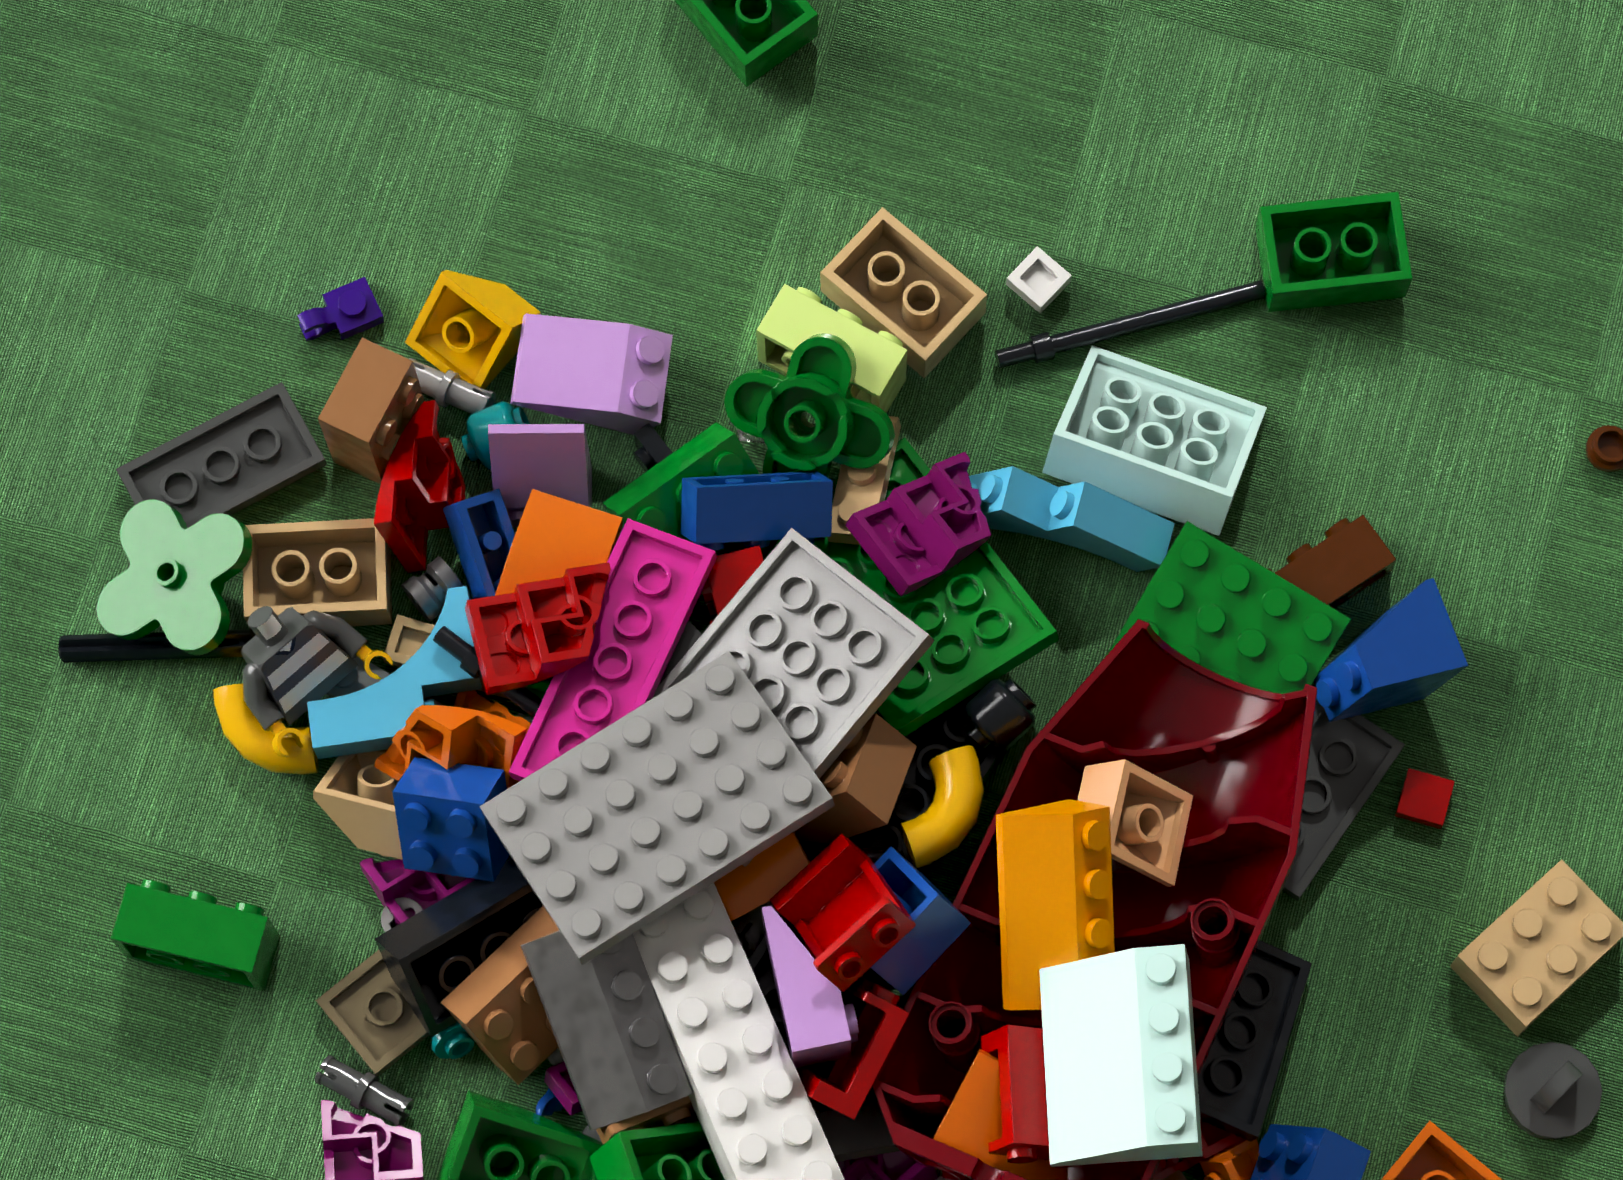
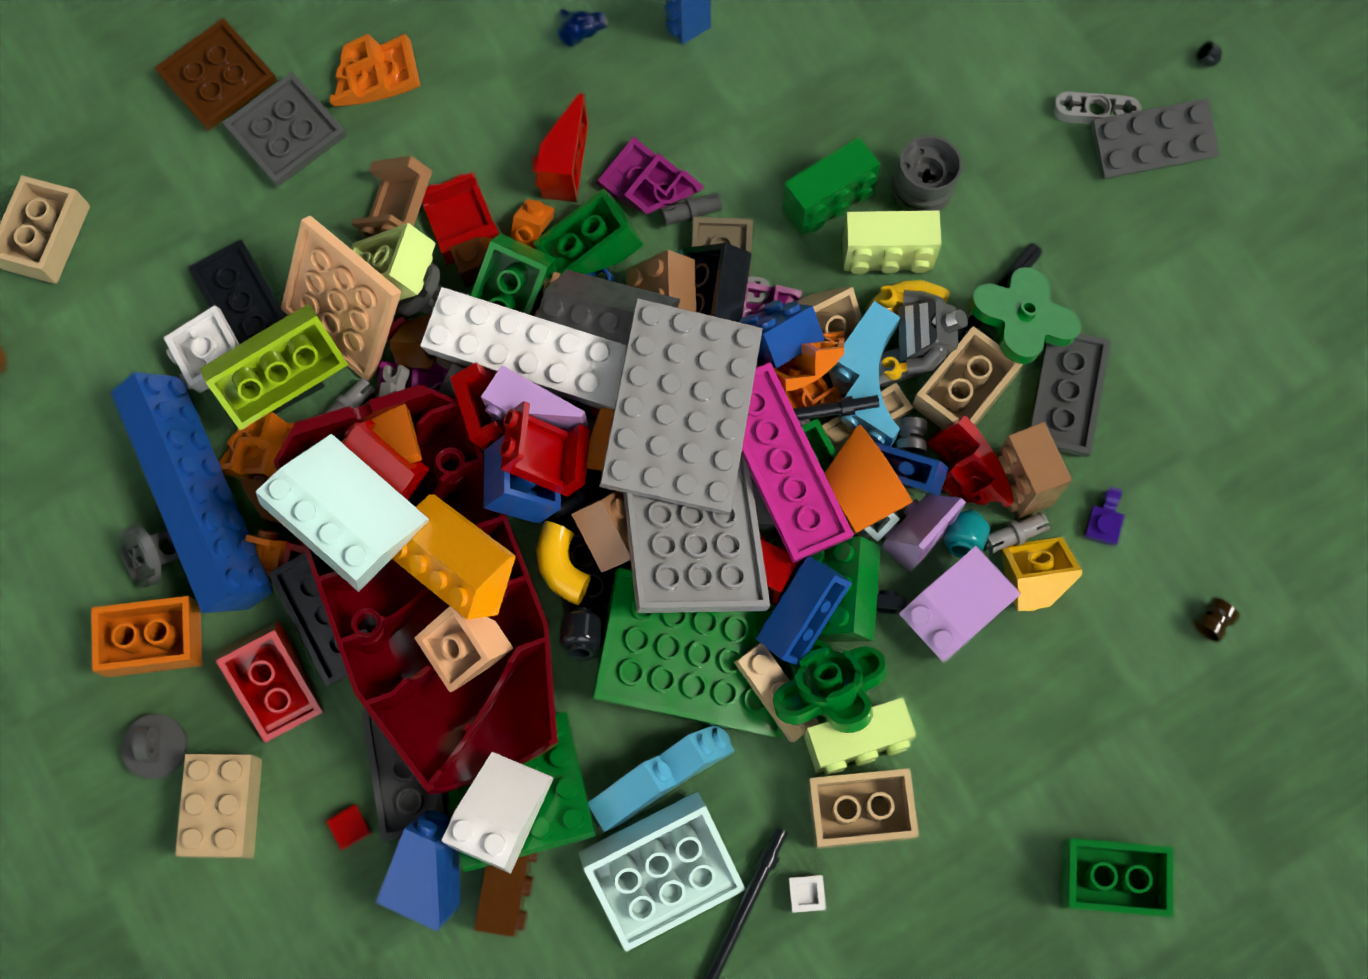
camera: 135 degrees right, 0 degrees up
(55, 835) = (926, 174): none -> dark grey wheel
(210, 803) = (891, 241): none -> yellowish green brick
(363, 114) = (1216, 619): none -> dark brown wheel
(537, 628) = (833, 439): red slope -> none
(923, 526) = (717, 691): magenta slope -> none
(1262, 624) = (498, 812): none -> white slope
(1364, 1032) = (269, 681): none -> red slope

